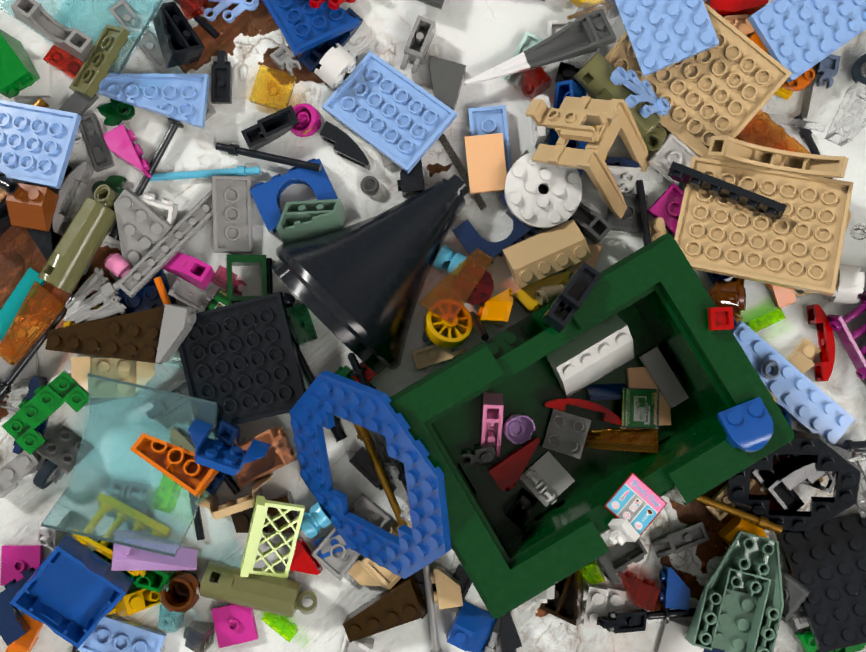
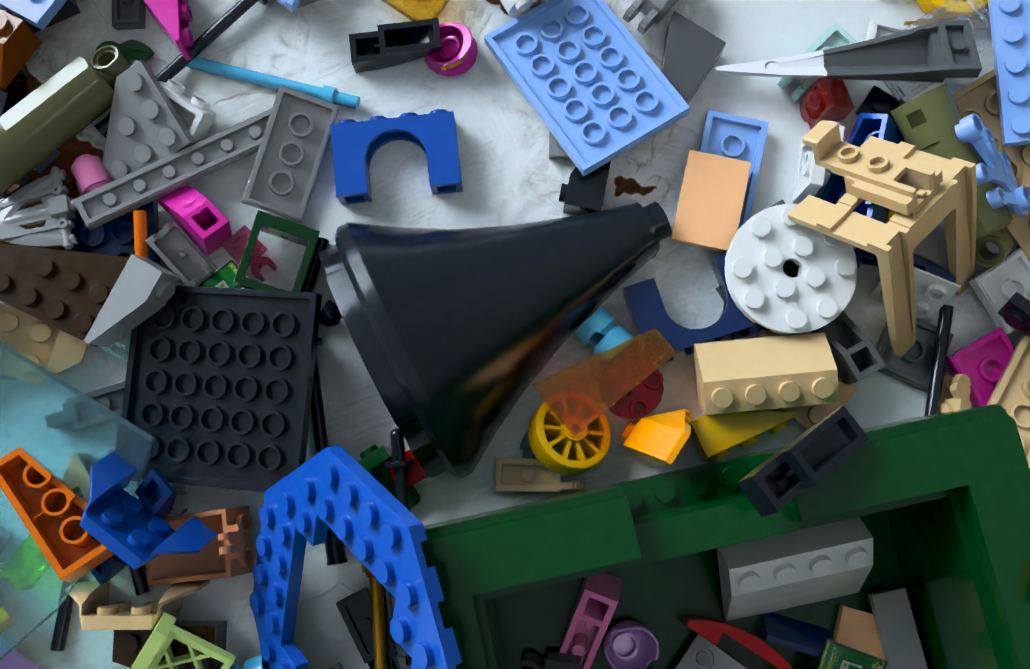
camera: 20 degrees right, 5 degrees down
(66, 195) = (58, 44): light grey slope -> none
(235, 150) = (332, 61): black bar -> none
(301, 324) = (337, 359): clear green hinge -> none
(310, 219) = (407, 198): sand green wedge -> none
(344, 145) = (498, 105): black slope -> none
(369, 185) = (517, 178): dark grey plate -> none
(461, 170) = (666, 199): clear smoke bar -> none
(479, 327) = (618, 456): black bar -> none
(548, 293) = (748, 439): dark tan cone -> none

